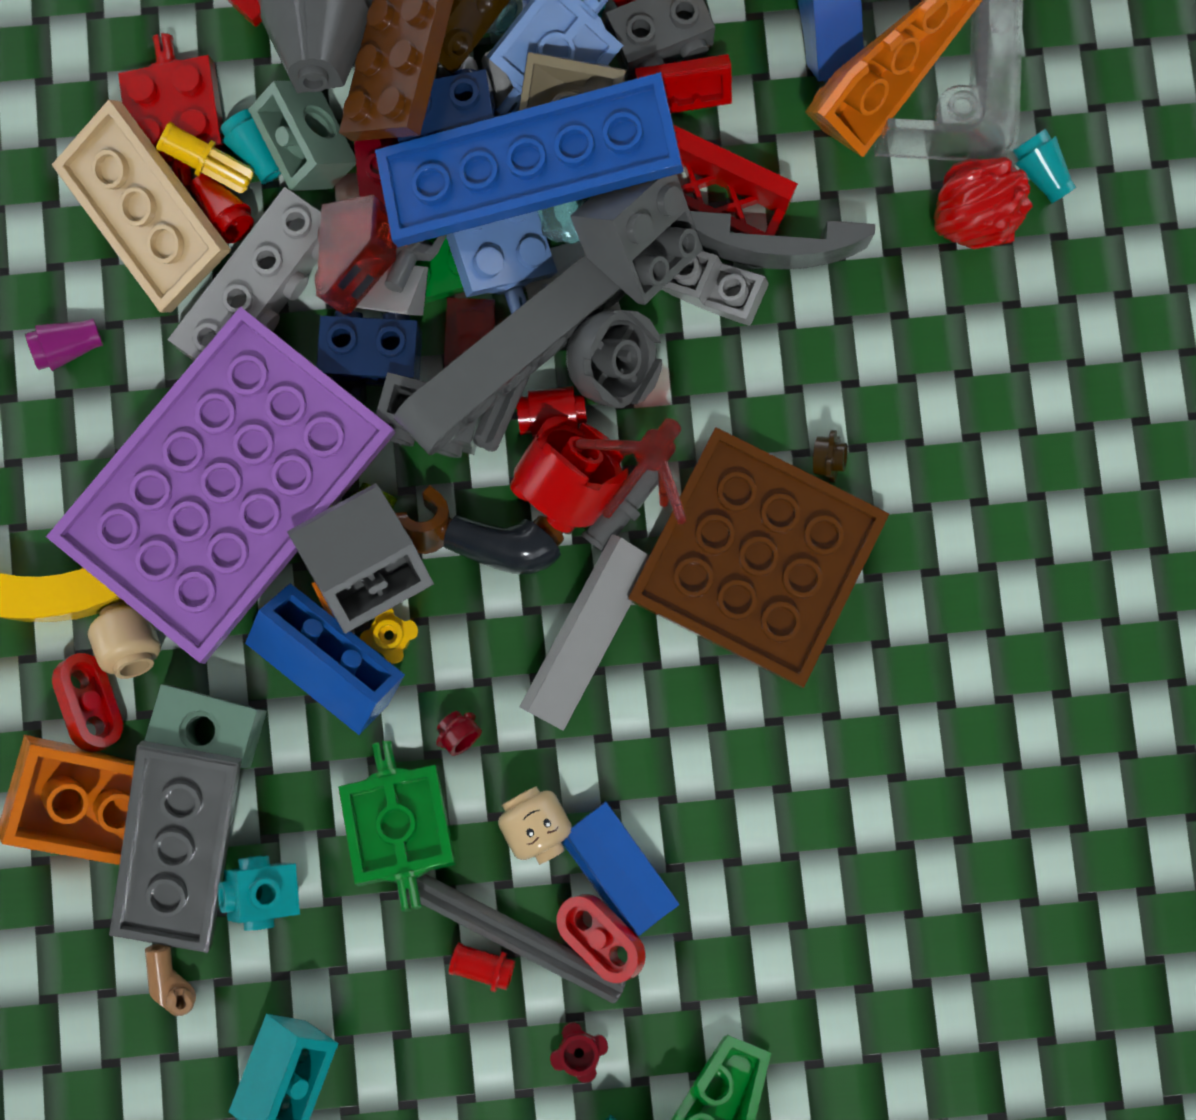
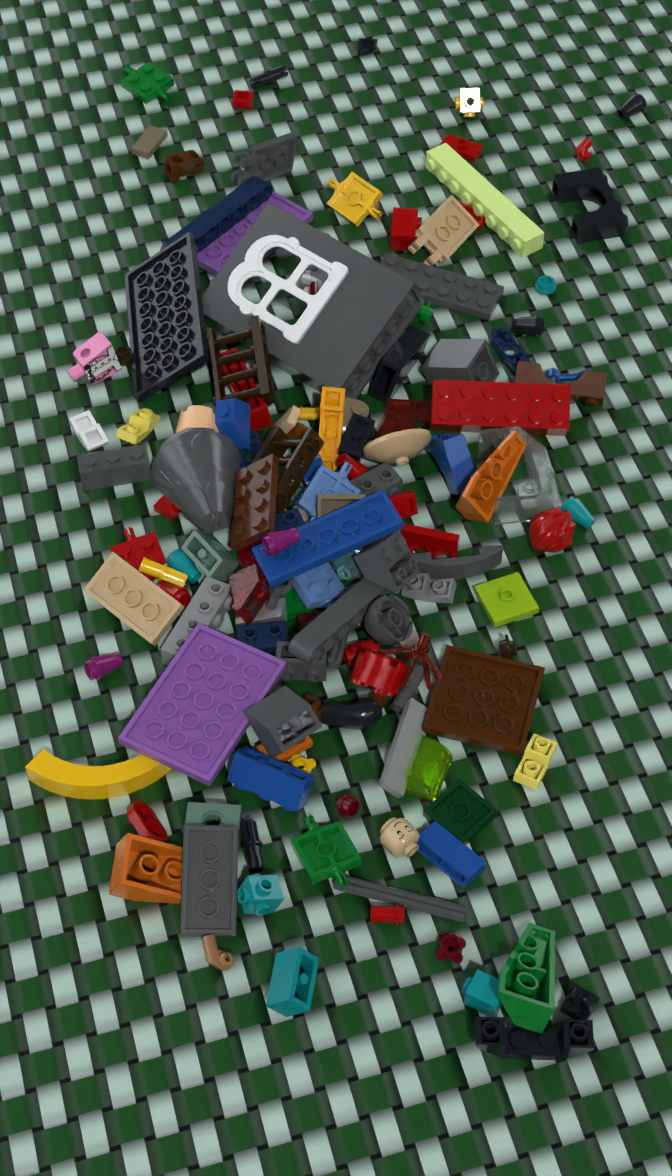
camera: 10 degrees left, 30 degrees down
(123, 641) = (161, 791): tan head -> none
(269, 780) = (252, 846): none -> black axle
(429, 154) = (278, 541): none -> magenta cone
(600, 942) = (450, 884): red plate -> none
(622, 688) = (429, 770): none -> clear neon green brick
(660, 783) = (461, 811): none -> dark green tile
(822, 705) = (535, 761): none -> light yellow slope
(855, 337) = (506, 599): none -> lime plate

